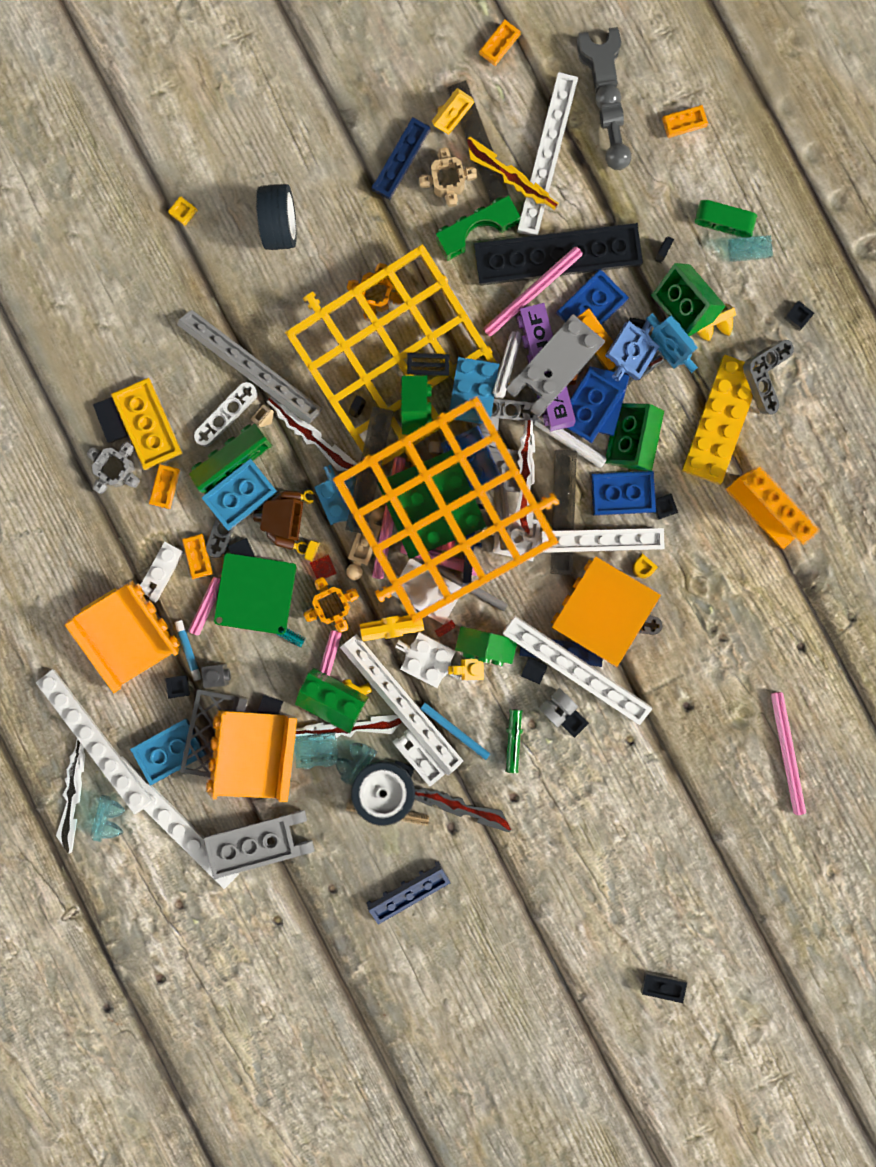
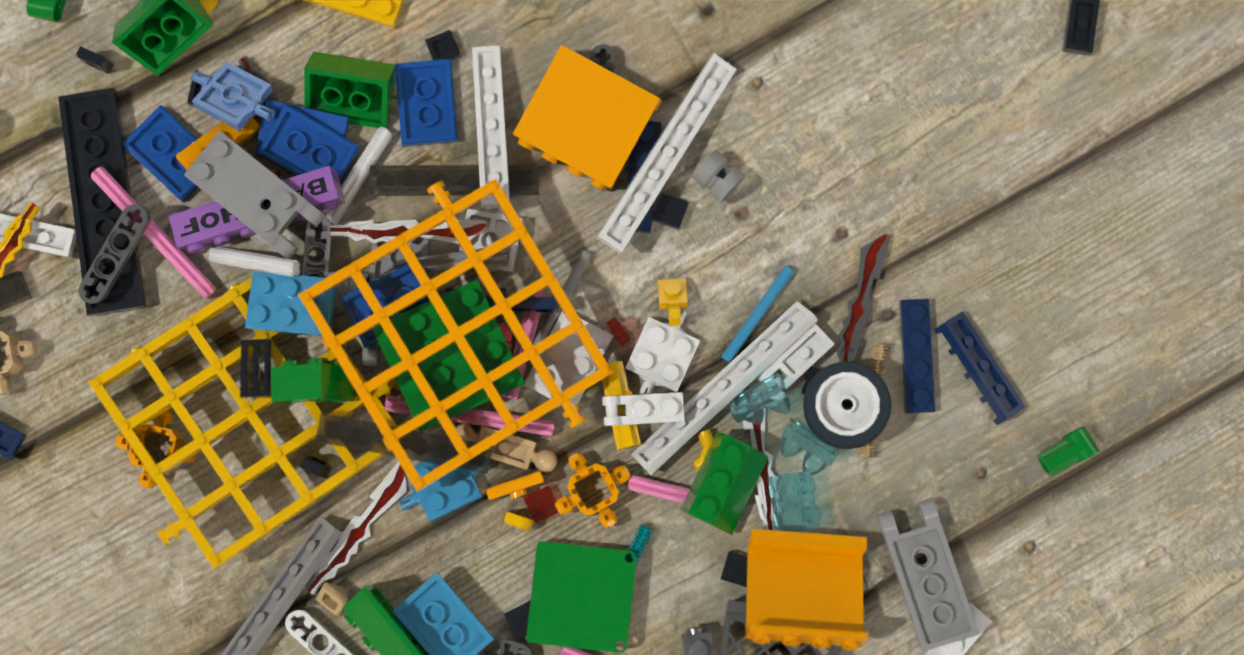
camera: 90 degrees left, 5 degrees down
(276, 216) = (50, 589): black wheel -> none
(282, 518) = (475, 562): reddish brown torso -> none
(335, 549) = (515, 487): none -> light orange plate
(346, 958) = (1073, 448): none -> green piece
(387, 645) = (644, 409): none -> white plate
(390, 725) = (767, 393): none -> clear light blue tile
(419, 847) = (917, 356): none -> dark blue plate
(485, 646) = (639, 272): green brick -> none
(499, 215) = (48, 282): green arch -> none
(514, 731) = (766, 234): green pin -> none
(518, 261) = (110, 251): none -> dark grey beam
(574, 723) = (739, 154): black tile -> none
(643, 567) = (525, 72): yellow tile -> none
(673, 342) = (220, 41): dark azure plate -> none

